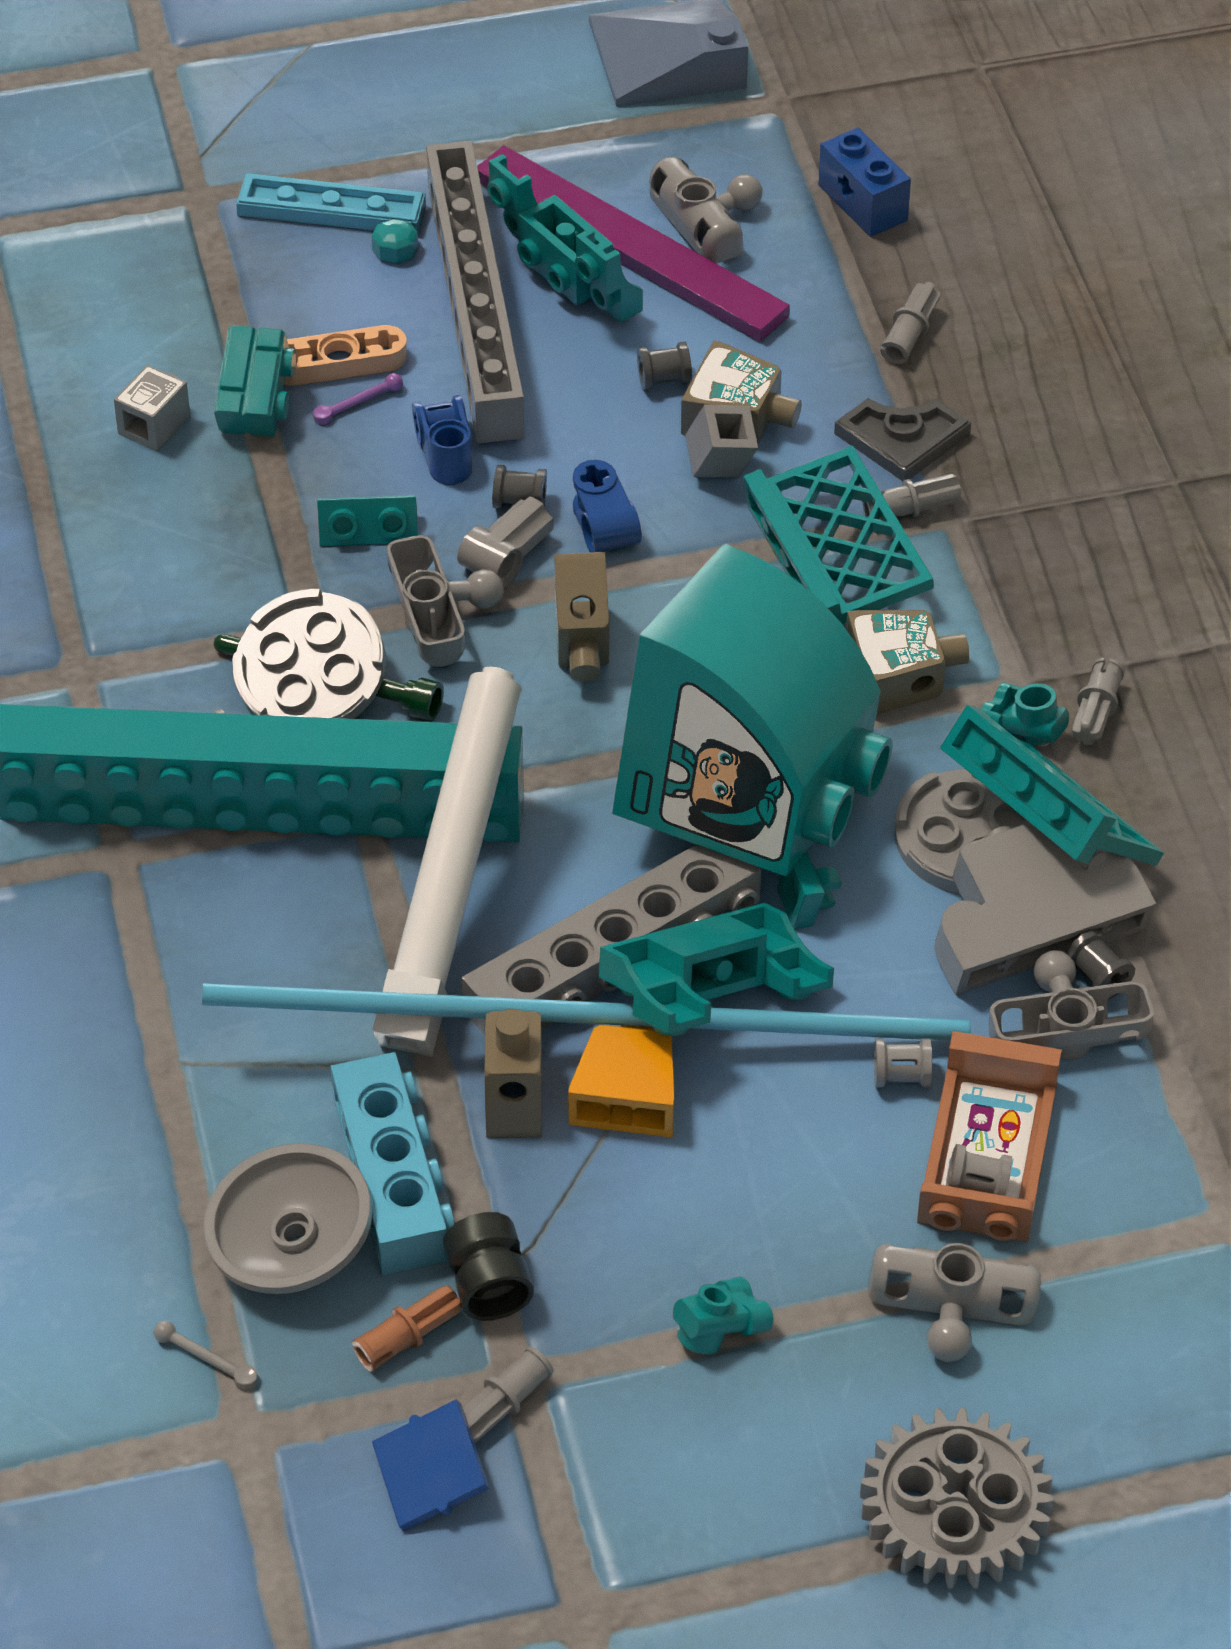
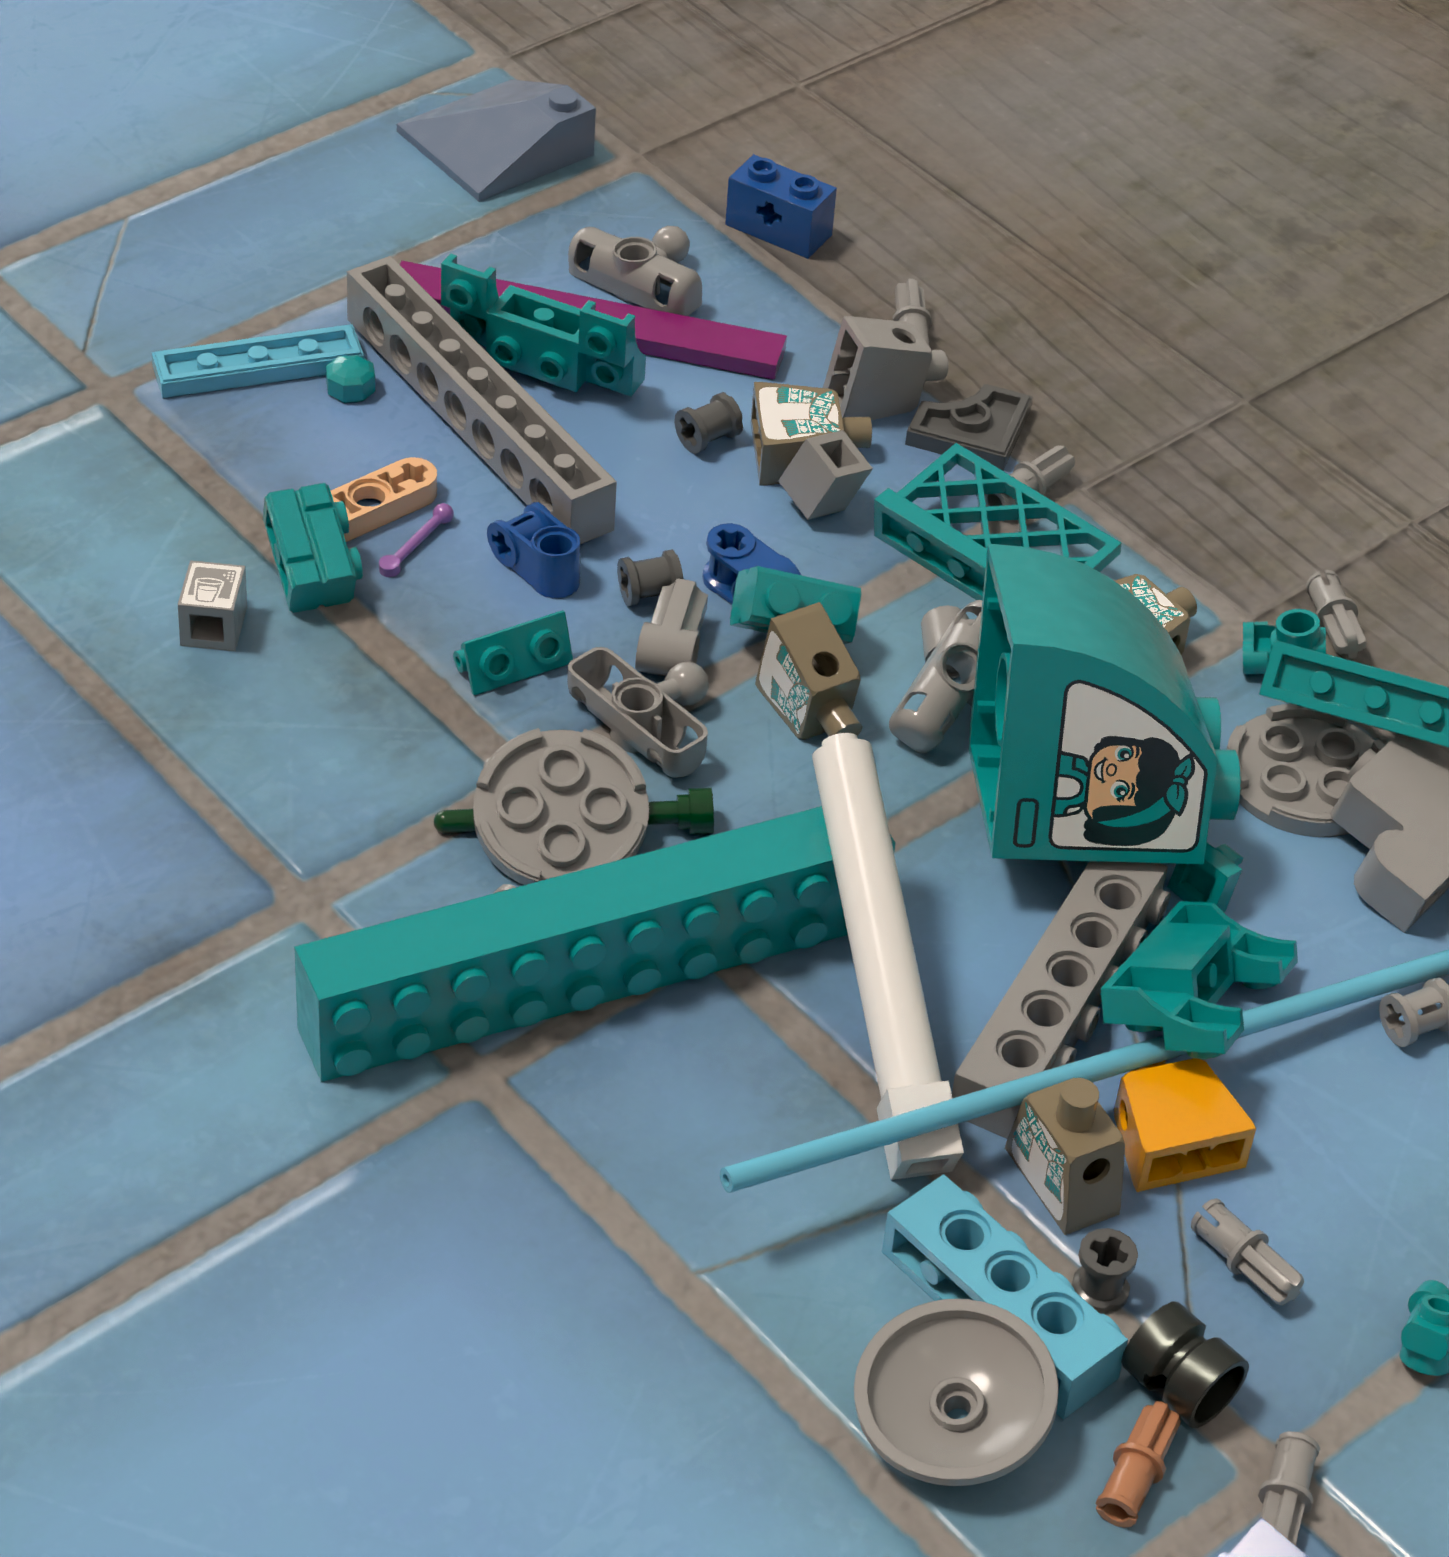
camera: 30 degrees left, 5 degrees down
(488, 1166) = (1106, 1261): none -> dark grey bush
(611, 1201) = (1248, 1253): none -> light grey axle
(628, 557) = (769, 593): none -> teal brick
(840, 358) = (881, 367): none -> light grey torso

